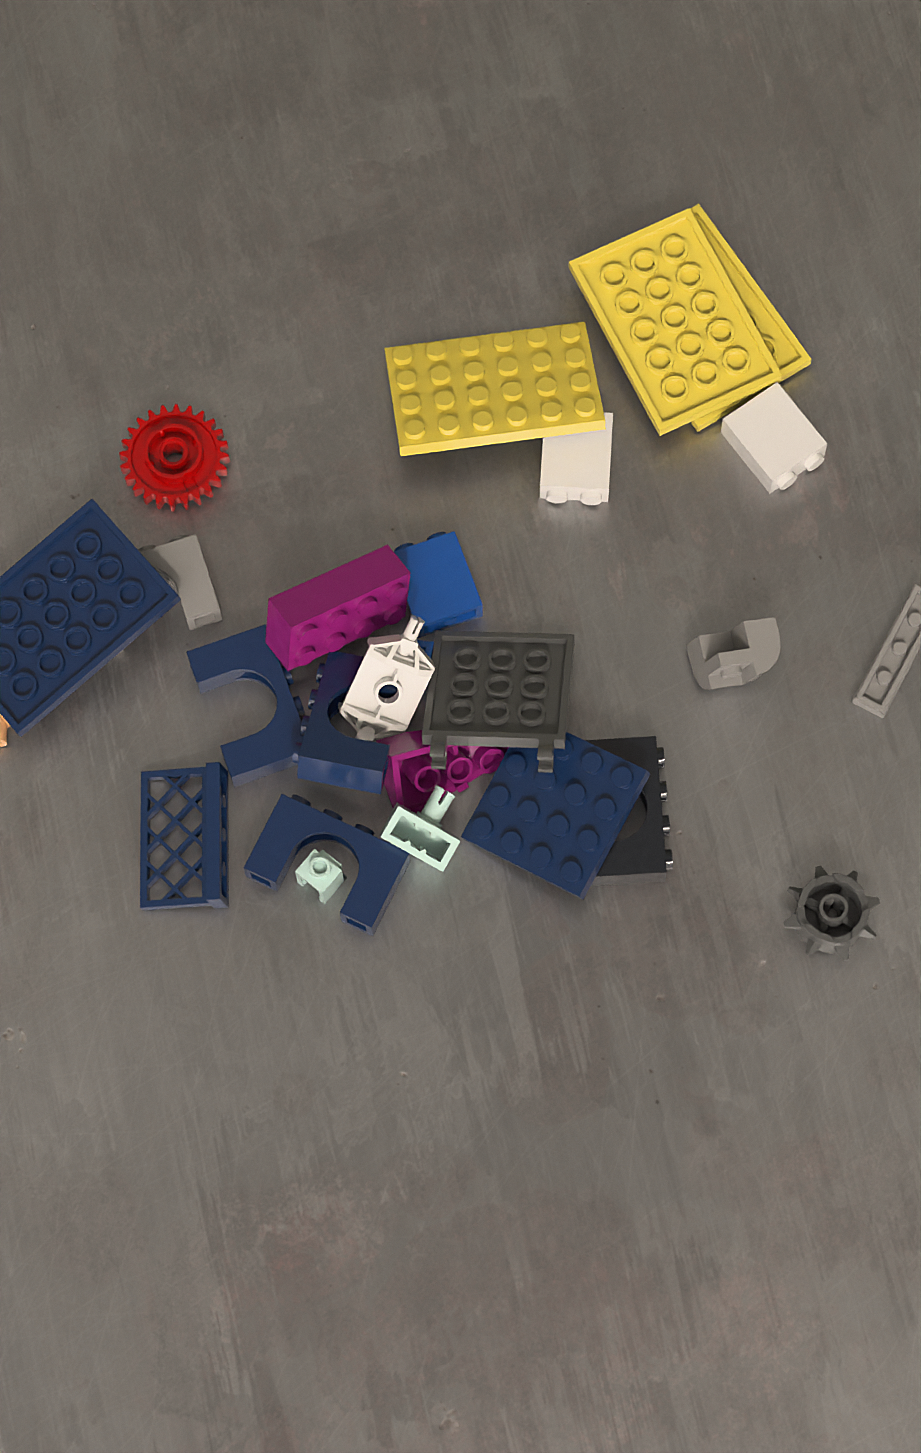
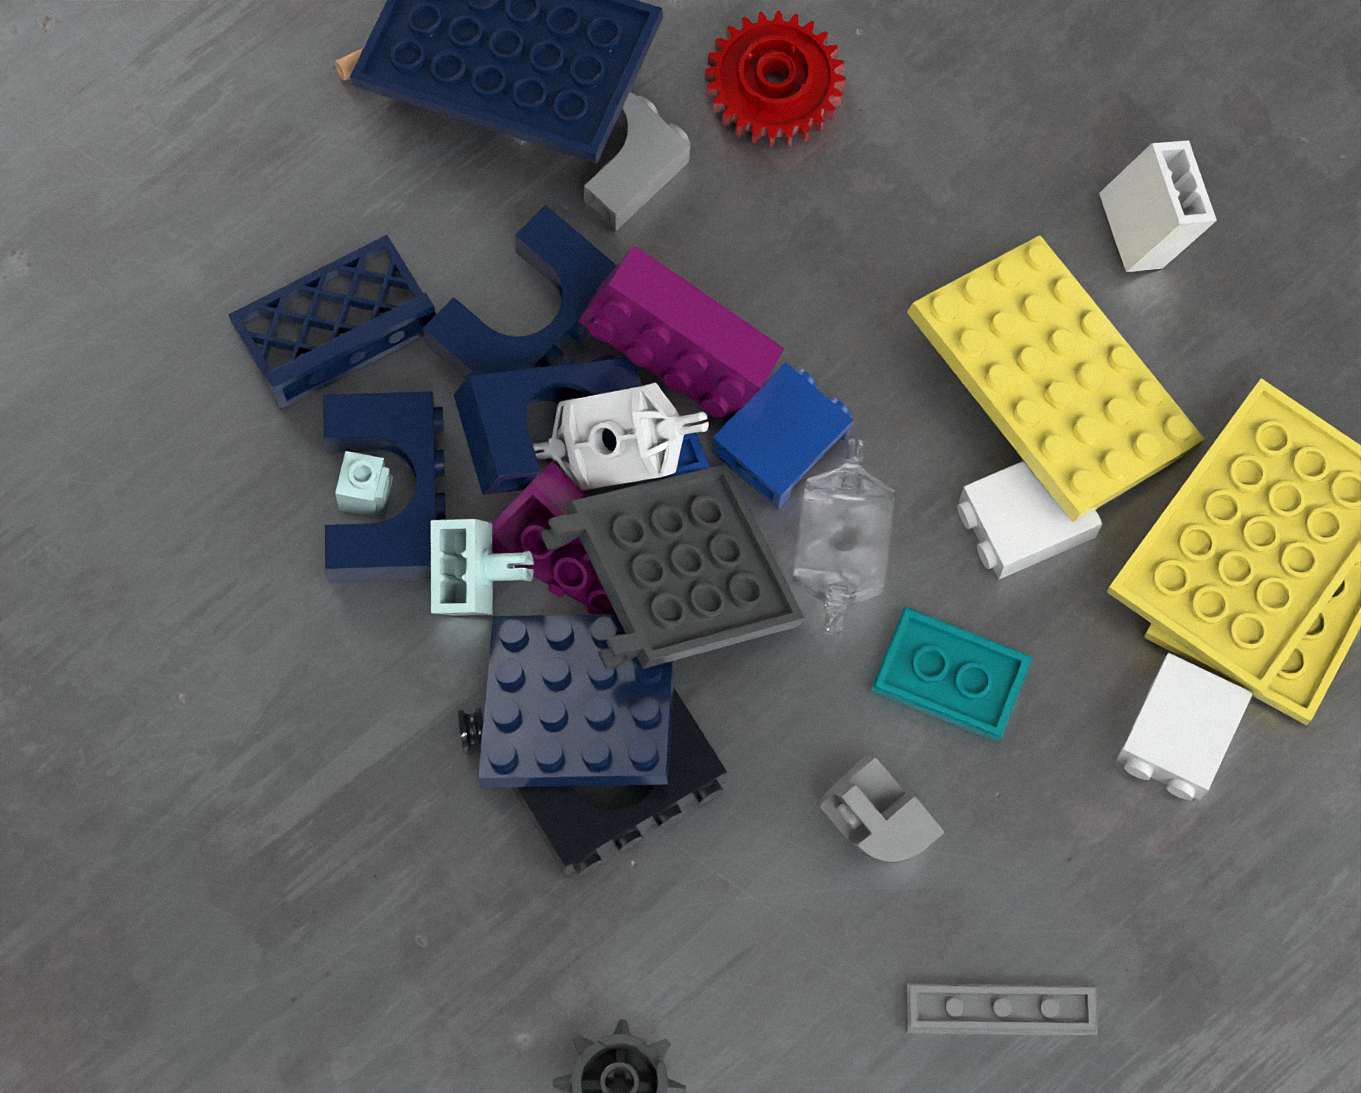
camera: 55 degrees right, 0 degrees up
(414, 260) = (1157, 206): none -> white brick
(514, 559) = (853, 503): none -> clear plate
(533, 889) = (470, 728): none -> black bush
(658, 564) = (951, 674): none -> teal tile

